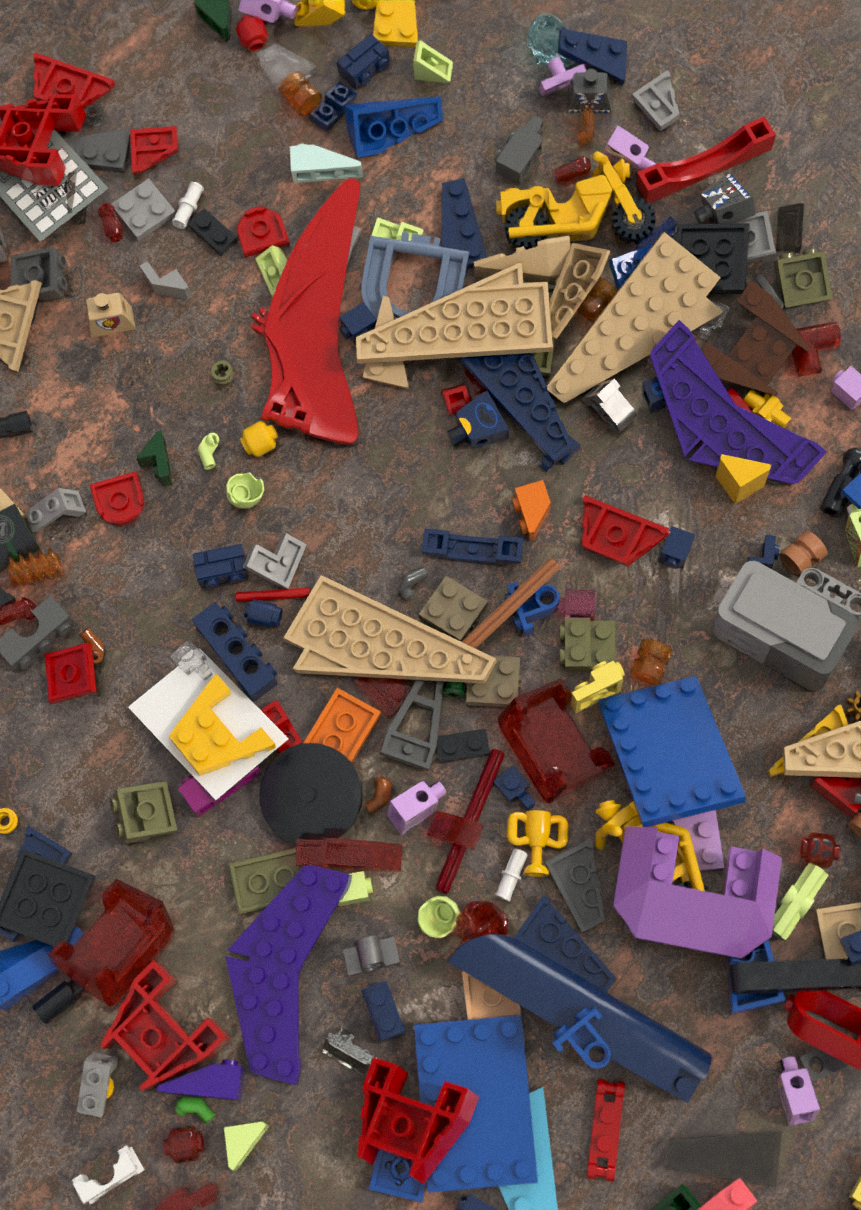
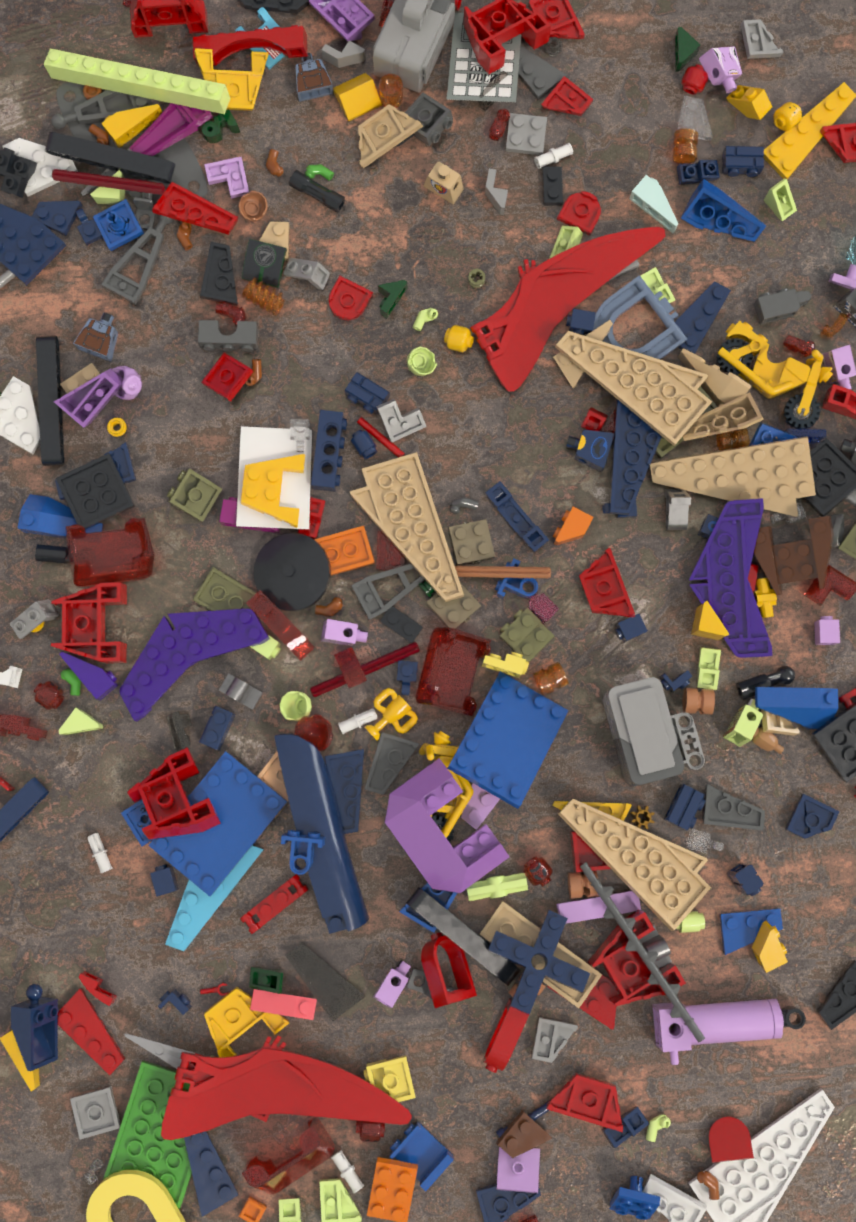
camera: 35 degrees right, 10 degrees up
(781, 518) = (708, 668): none -> yellowish green slope

